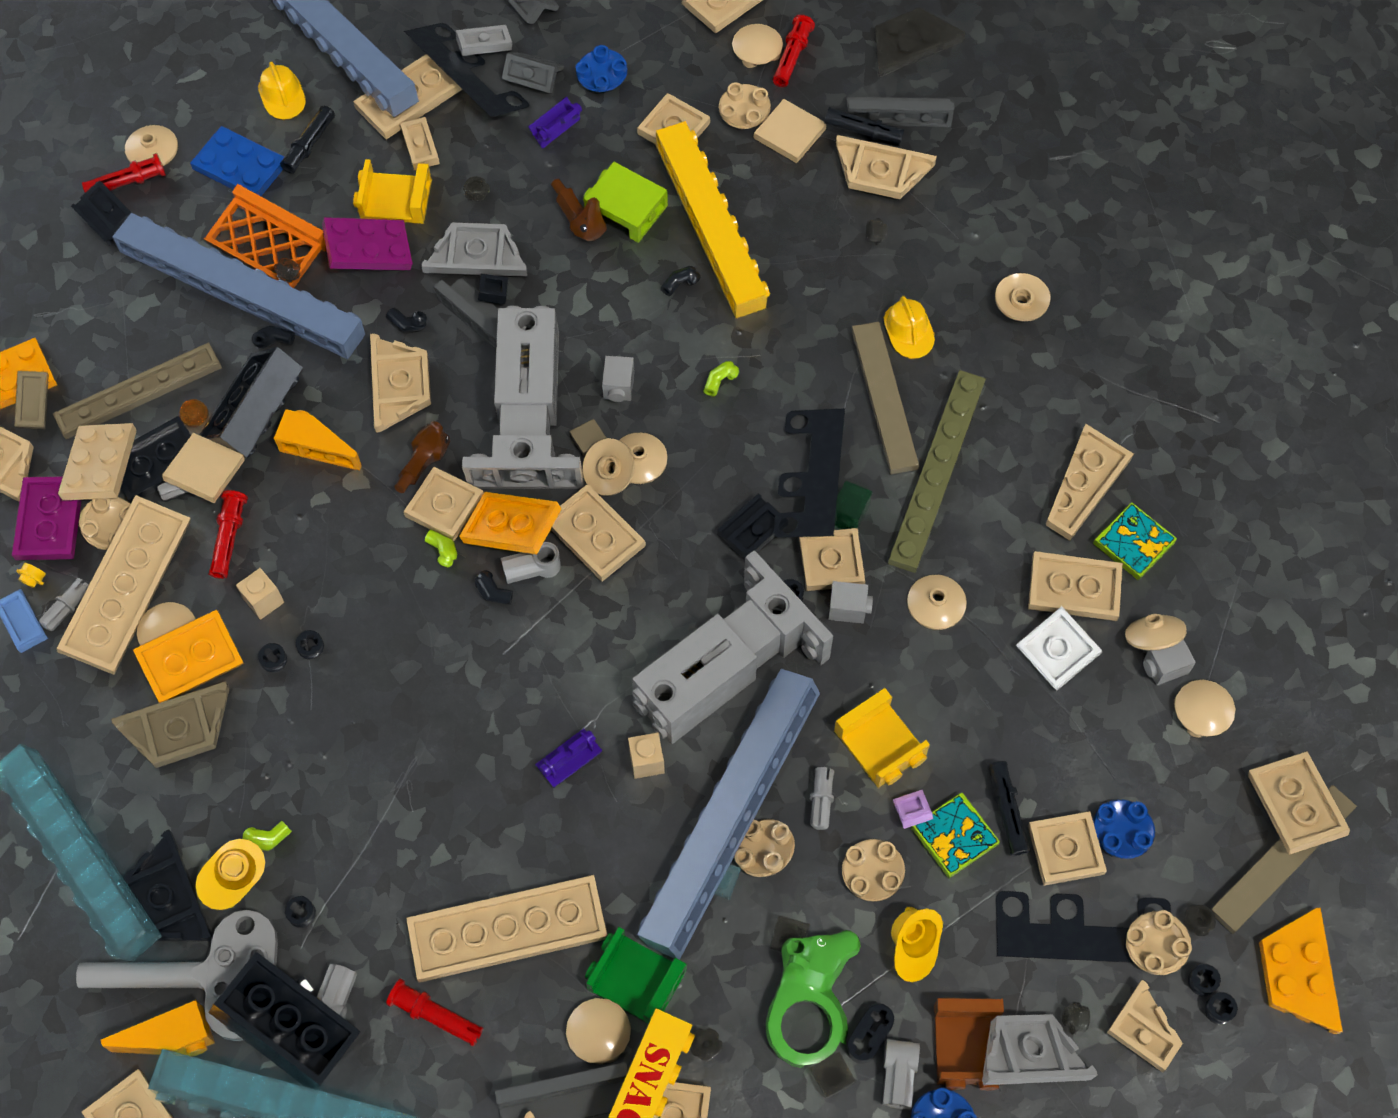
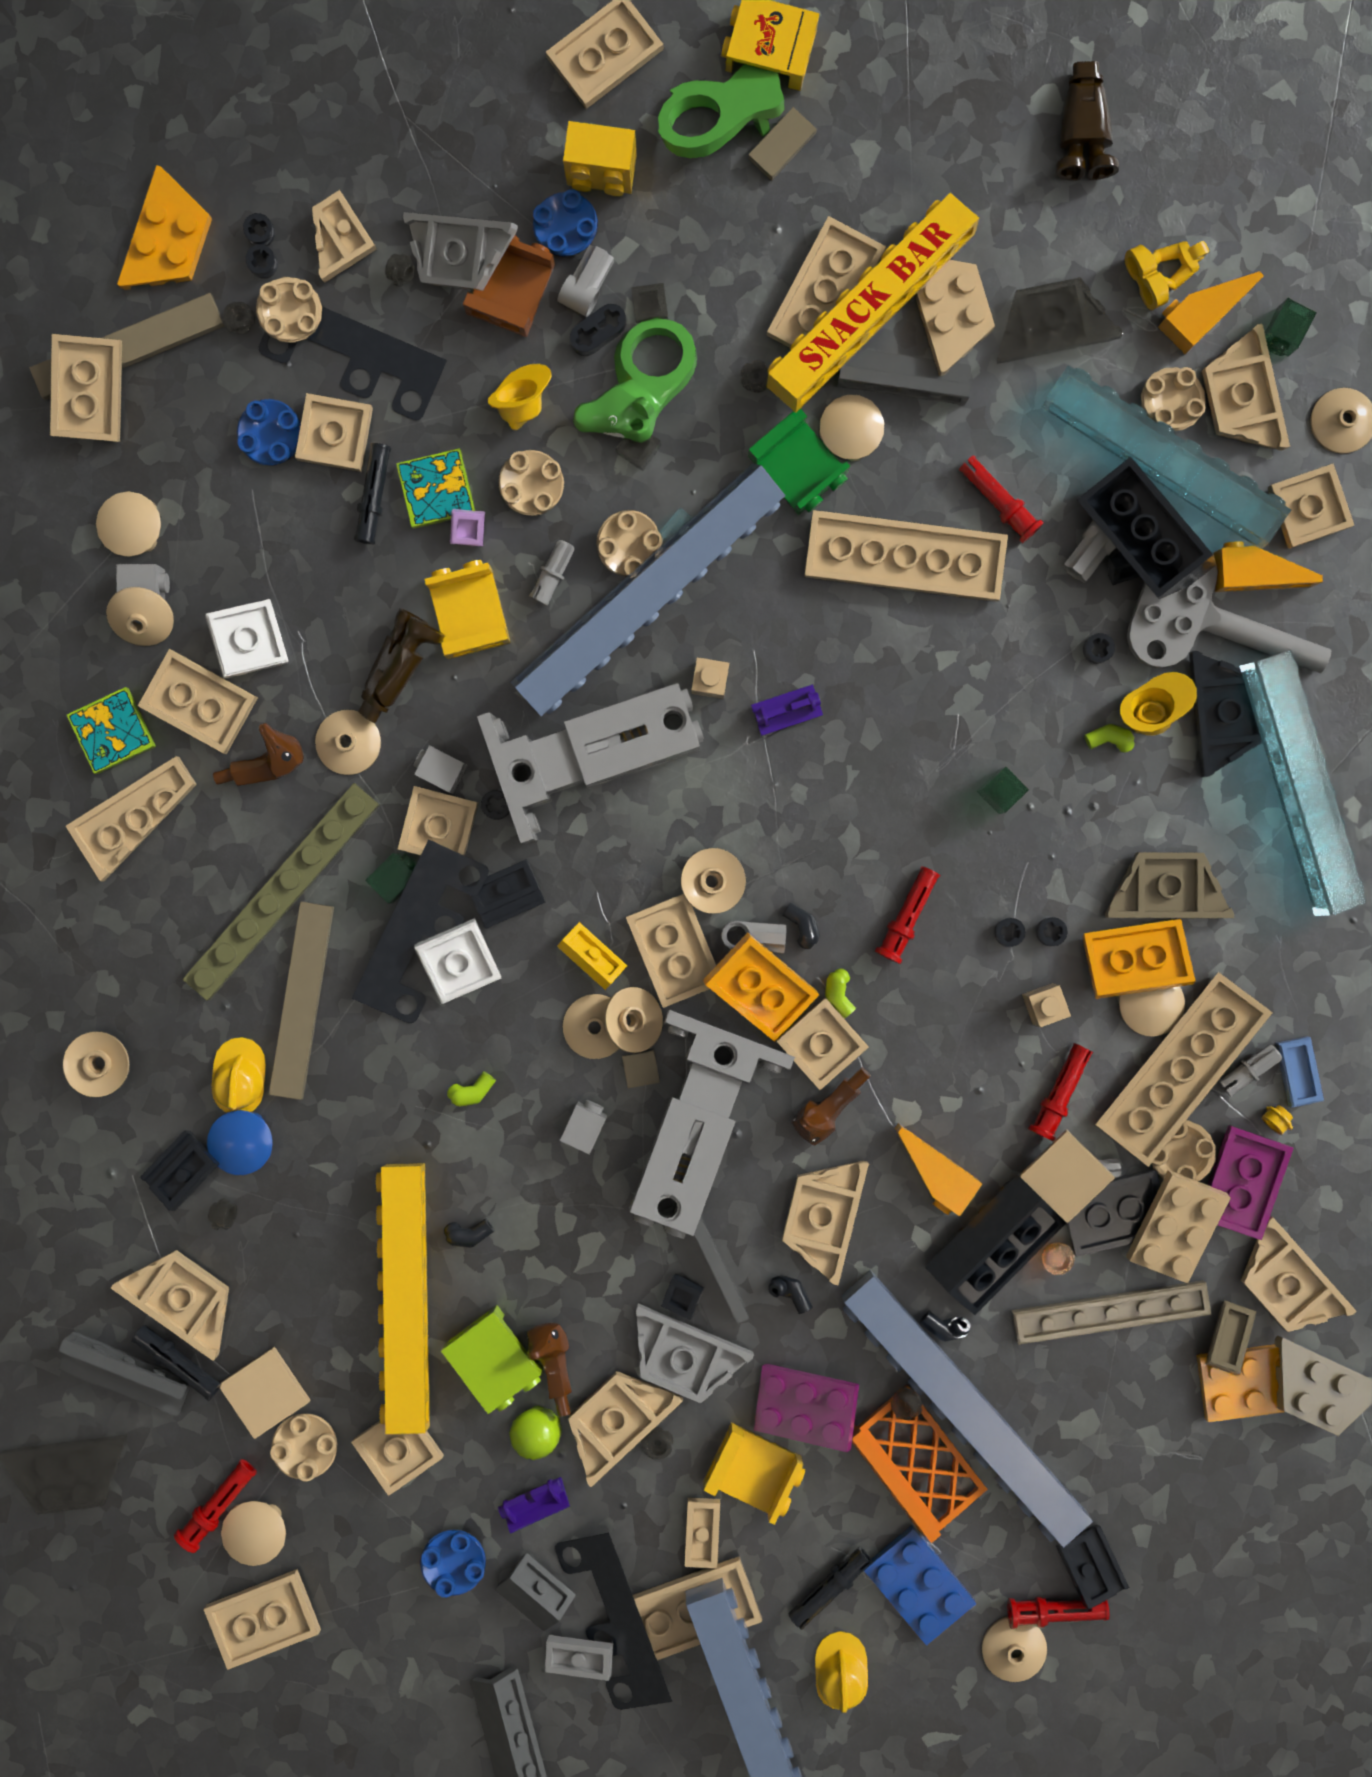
camera: 160 degrees left, 25 degrees up
(352, 753) = (1002, 790): none -> clear green brick
(405, 614) = (901, 929): none -> red pin
(513, 193) = (617, 1420): none -> tan wing
(573, 167) = (535, 1433): none -> lime hair
(575, 583) = (729, 877): none -> tan dish
(661, 503) = (592, 956): none -> yellow plate
(771, 463) = (457, 961): none -> white tile
(885, 283) = (240, 1142): none -> blue dish
(922, 249) = (179, 1170): none -> black plate
(922, 675) = (396, 663): none -> dark brown piece
(987, 561) = (282, 758): none -> reddish brown animal

